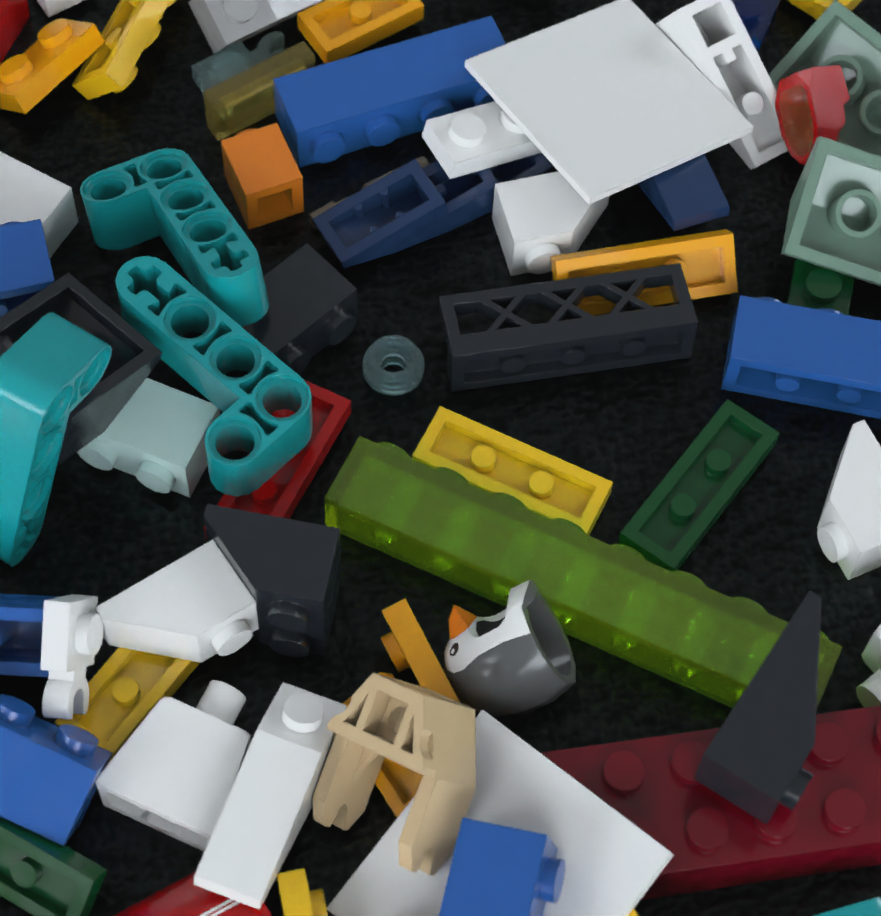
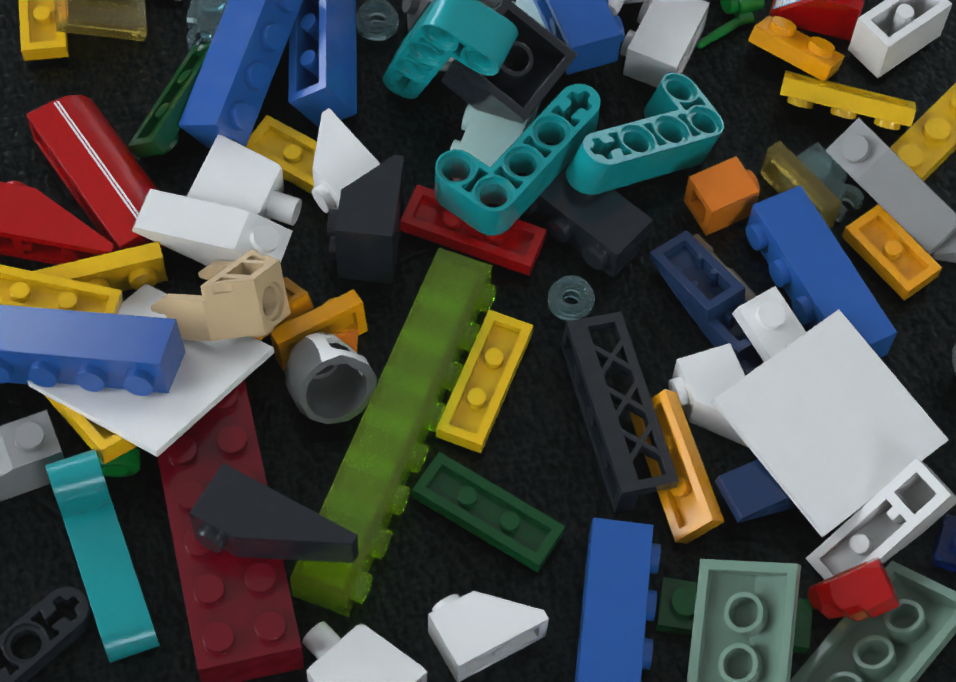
camera: 85 degrees right, 0 degrees up
(69, 644) = (301, 99): white plate -> none

